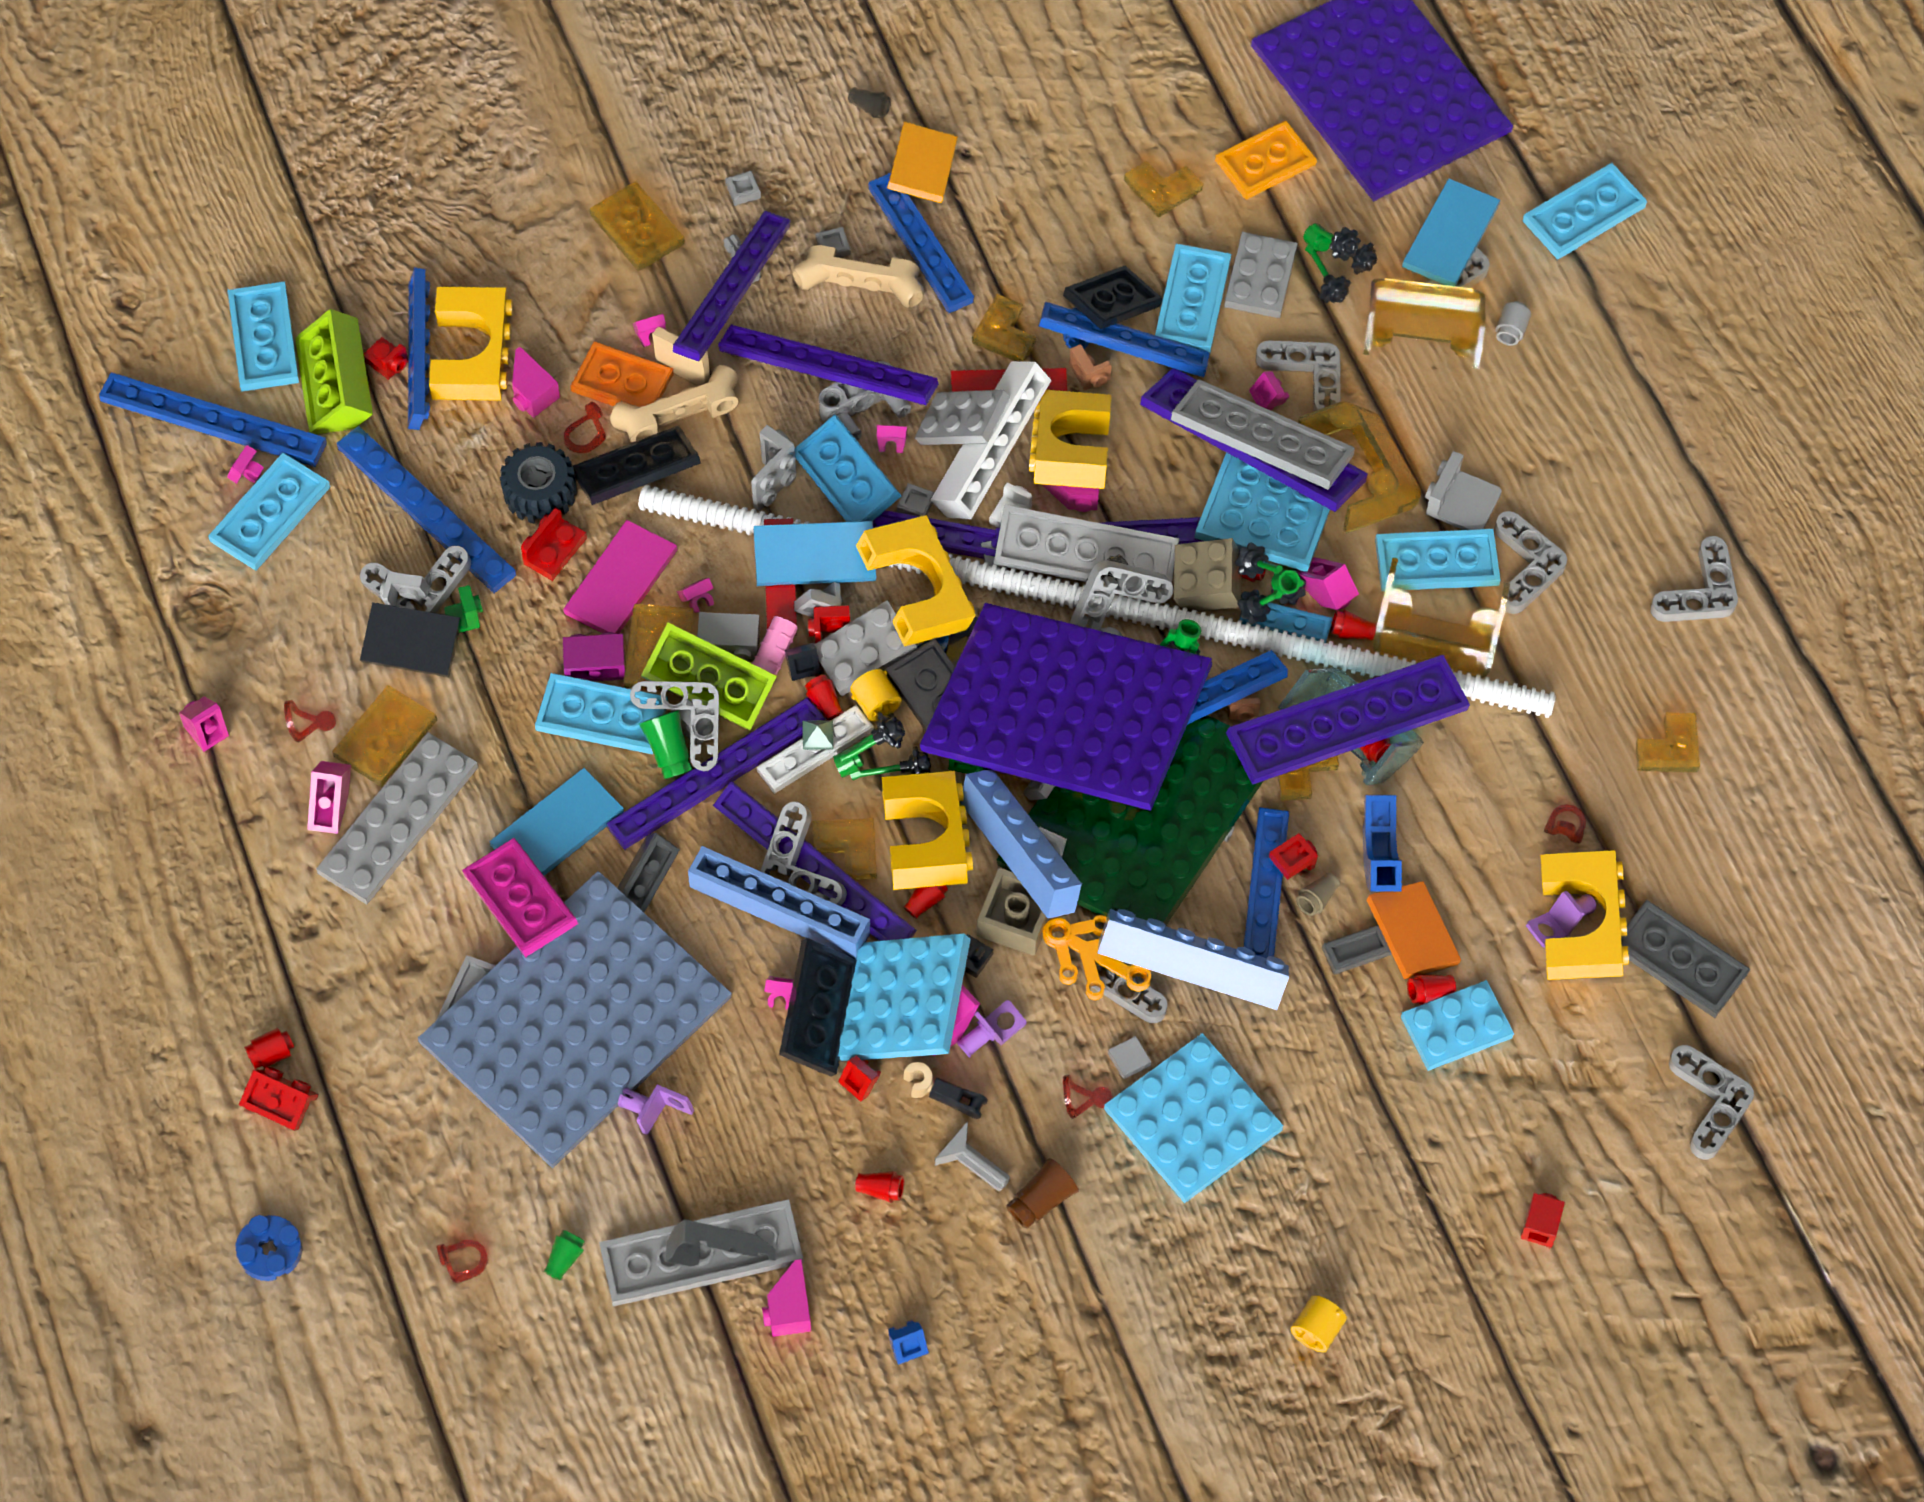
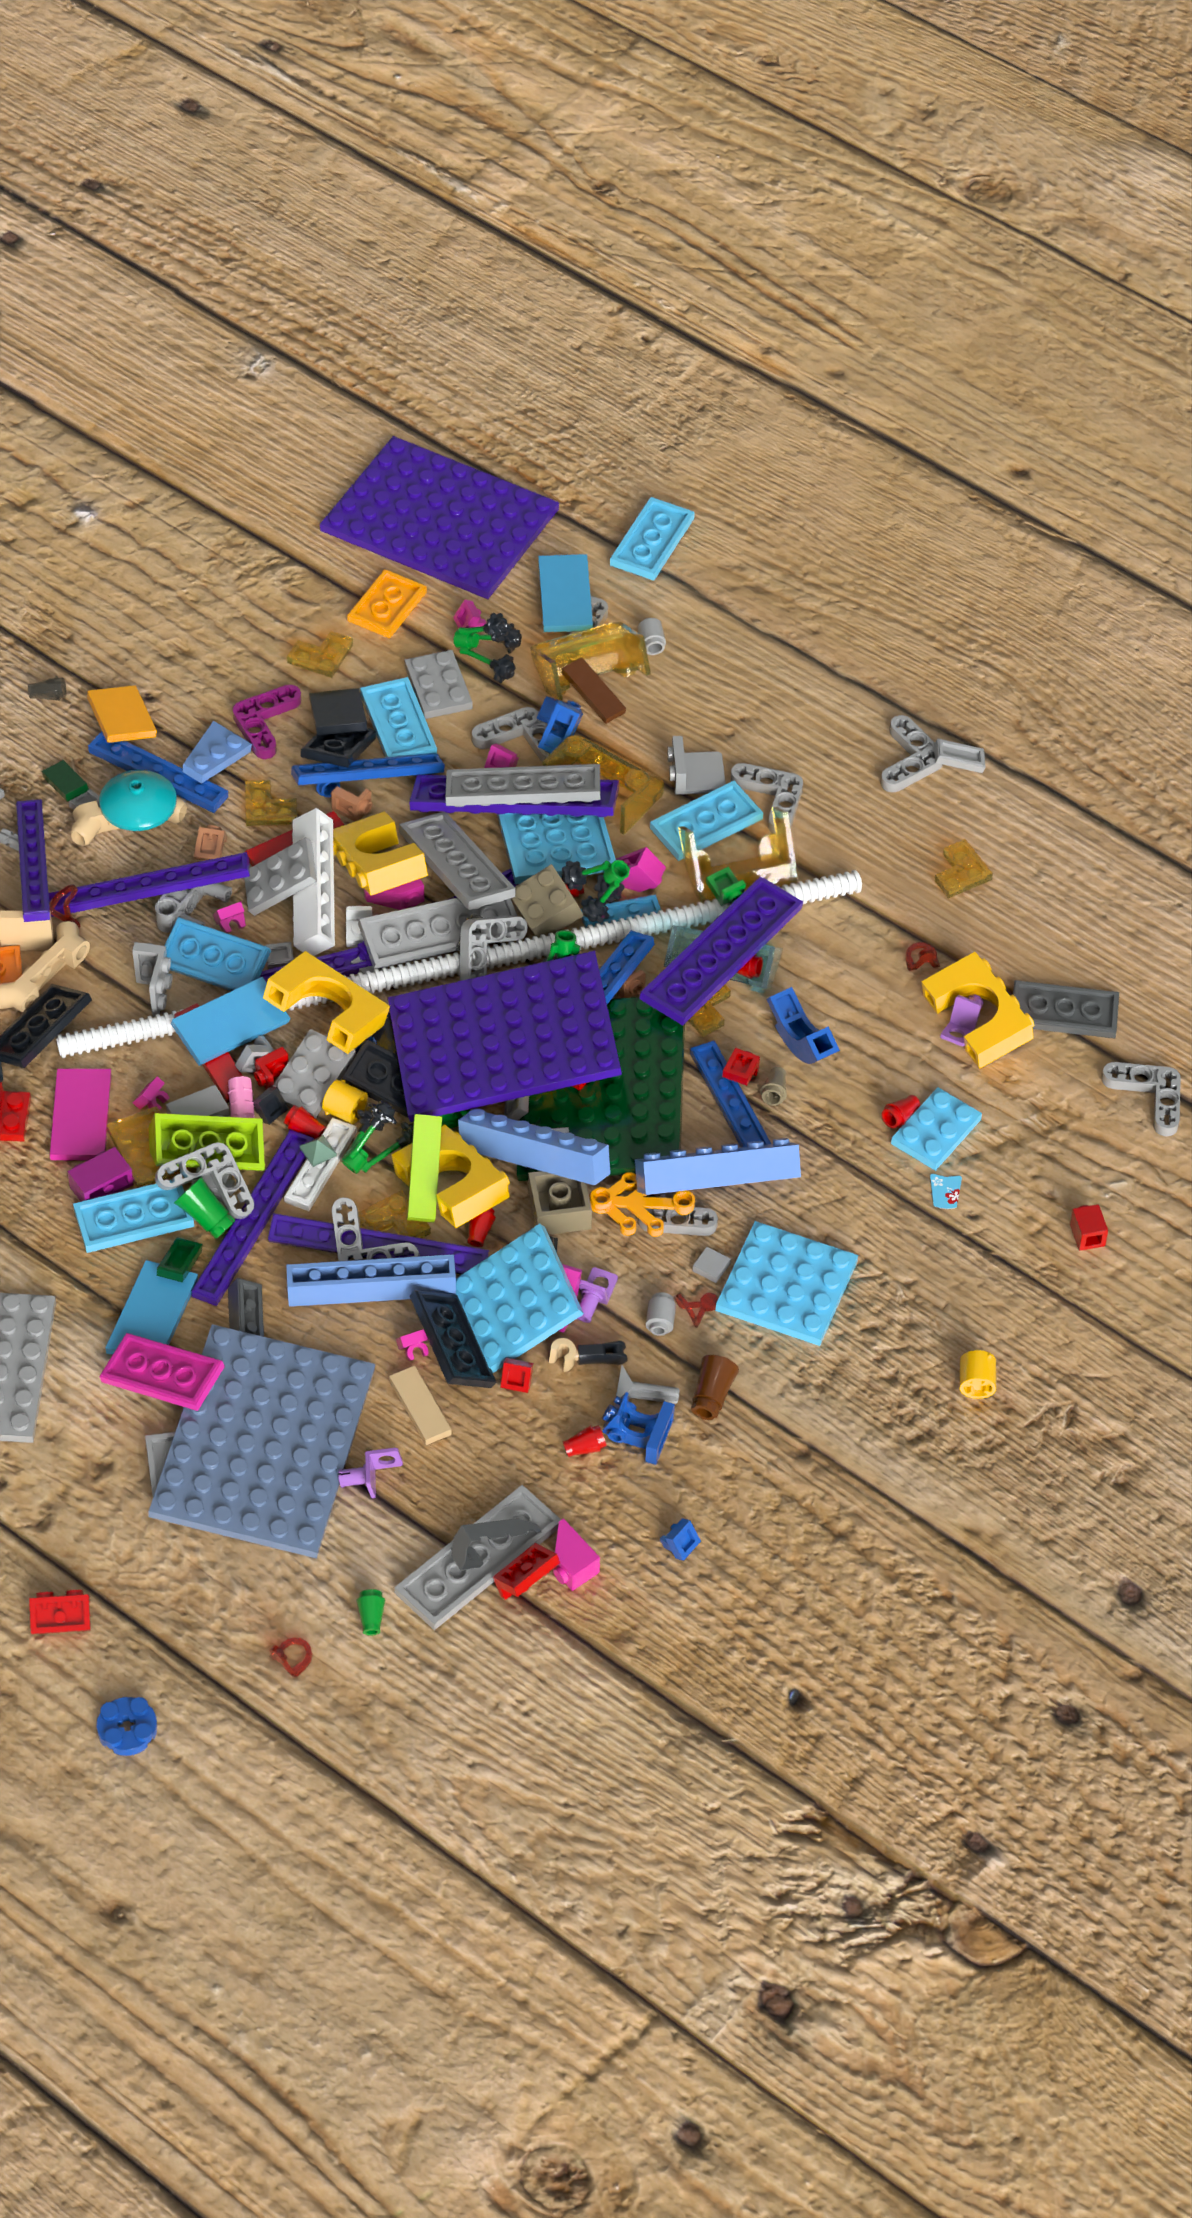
camera: 30 degrees left, 10 degrees down
(269, 1048) = (28, 1580): red brick -> none
(614, 784) = (179, 1259): none -> dark green tile
(731, 1294) = (525, 1570): none -> red bracket
(732, 358) = (67, 917): none -> clear red piece
(748, 1059) = (420, 1405): none -> tan tile
(824, 210) = (65, 780): none -> dark green tile
(875, 278) = (138, 800): none -> teal dish
(900, 809) = (424, 1168): none -> tile
(921, 346) = (209, 843): none -> nougat bracket
(928, 1179) = (656, 1426): none -> blue tile
(987, 248) = (215, 752): none -> medium blue wing
(1042, 1086) = (661, 1314): none -> light grey brick
(1052, 226) = (256, 718): none -> magenta beam
(1135, 260) = (338, 711): none -> black tile
(1147, 485) = (457, 860): none -> light grey plate
(1335, 214) = (468, 615): none -> dark pink tile
(1350, 626) = (674, 893): red cone -> none
(1356, 949) = (828, 1112): dark grey tile -> none
(1358, 374) = (561, 716): none -> blue tile
(1401, 647) = (725, 886): none -> green bracket
(1413, 357) = (593, 690): none -> reddish brown tile
(1413, 930) = (862, 1078): orange tile -> none
(1423, 1099) = (945, 1191): none -> medium azure sticker
(1752, 614) = (959, 755): none -> light grey tile

